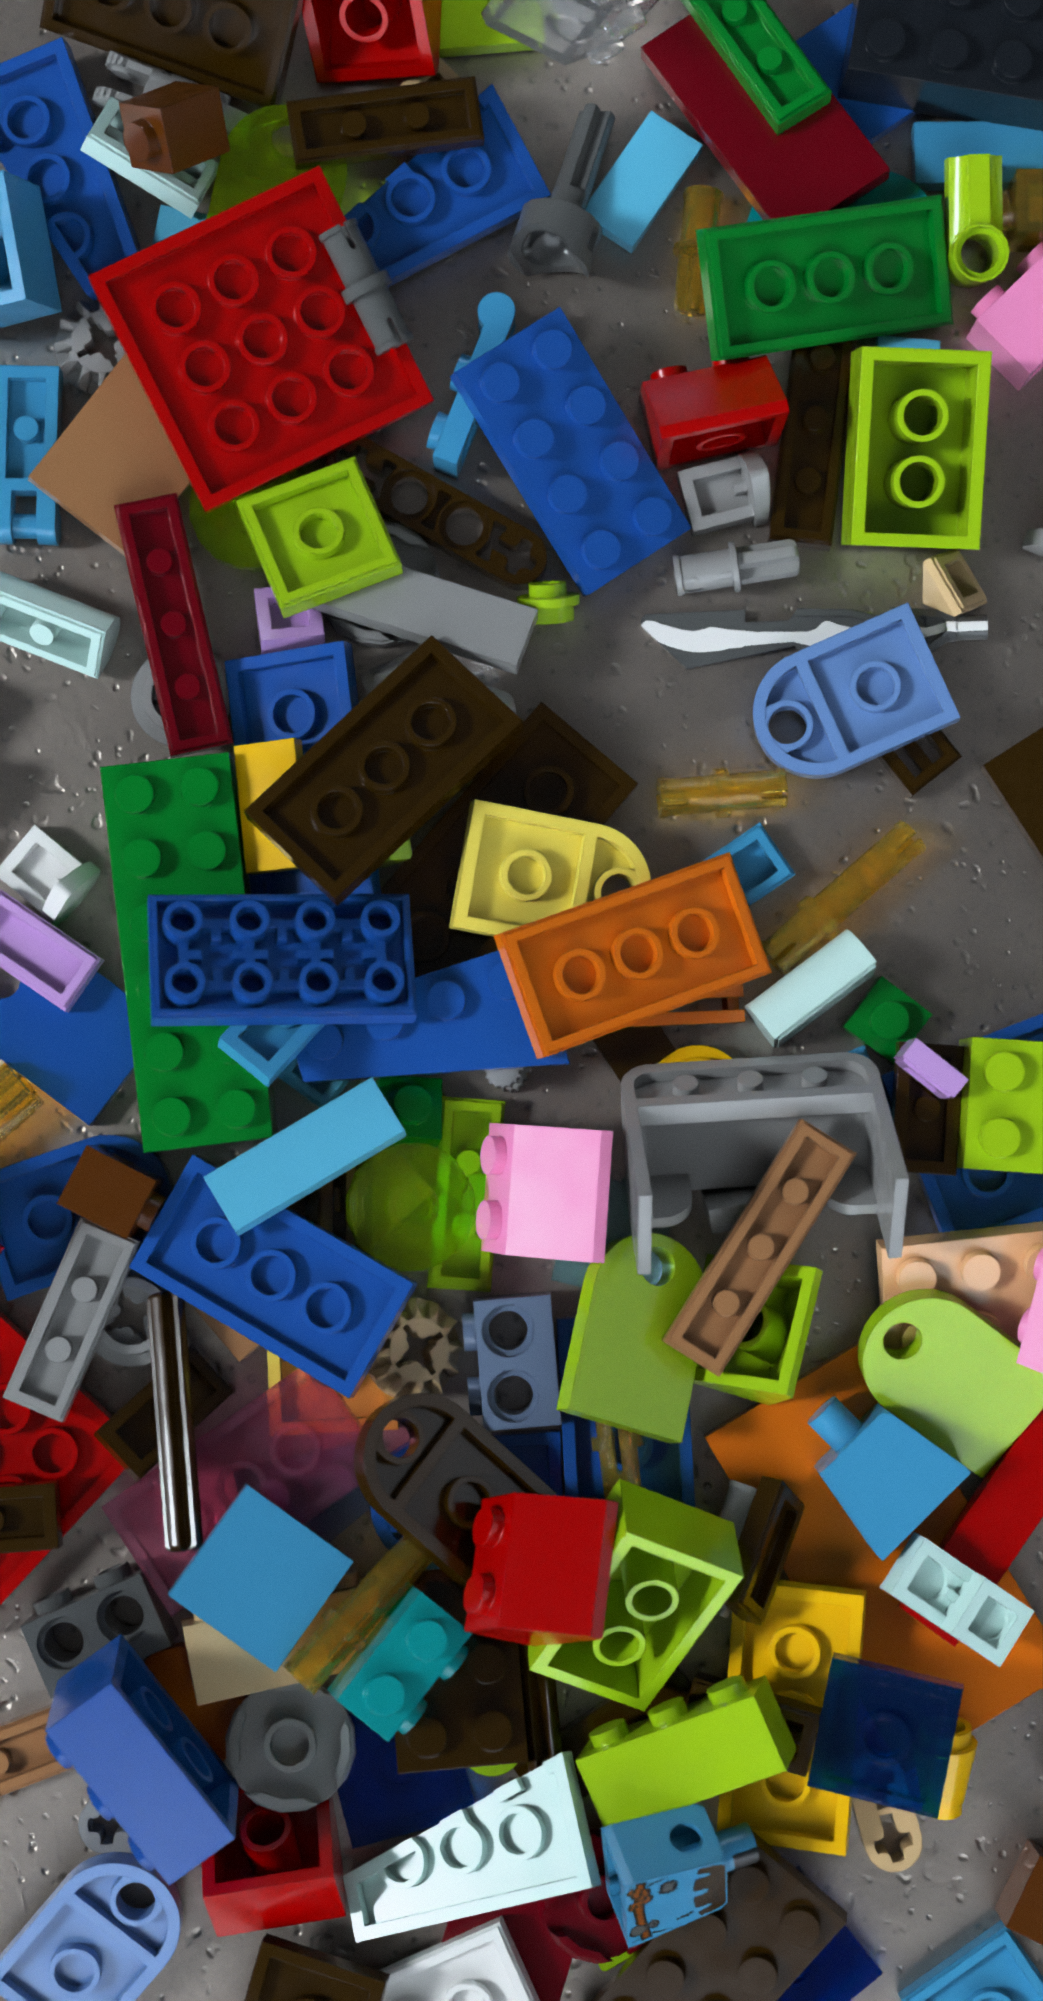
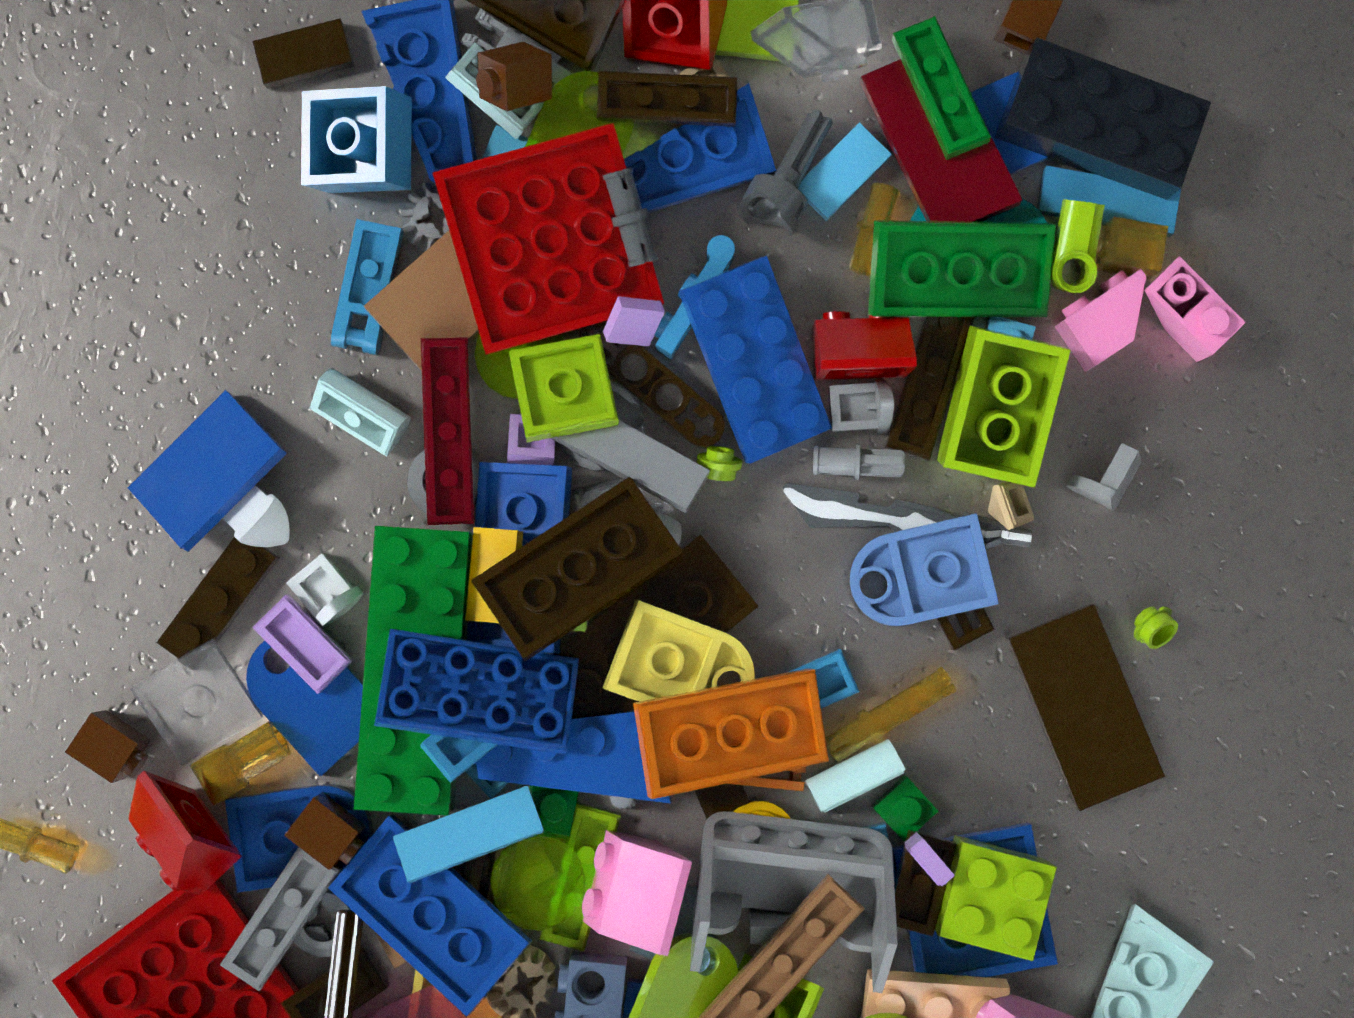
camera: 10 degrees right, 0 degrees up
(397, 430) = (633, 321): none -> lavender tile
(721, 792) = (817, 623): clear yellow pin -> none

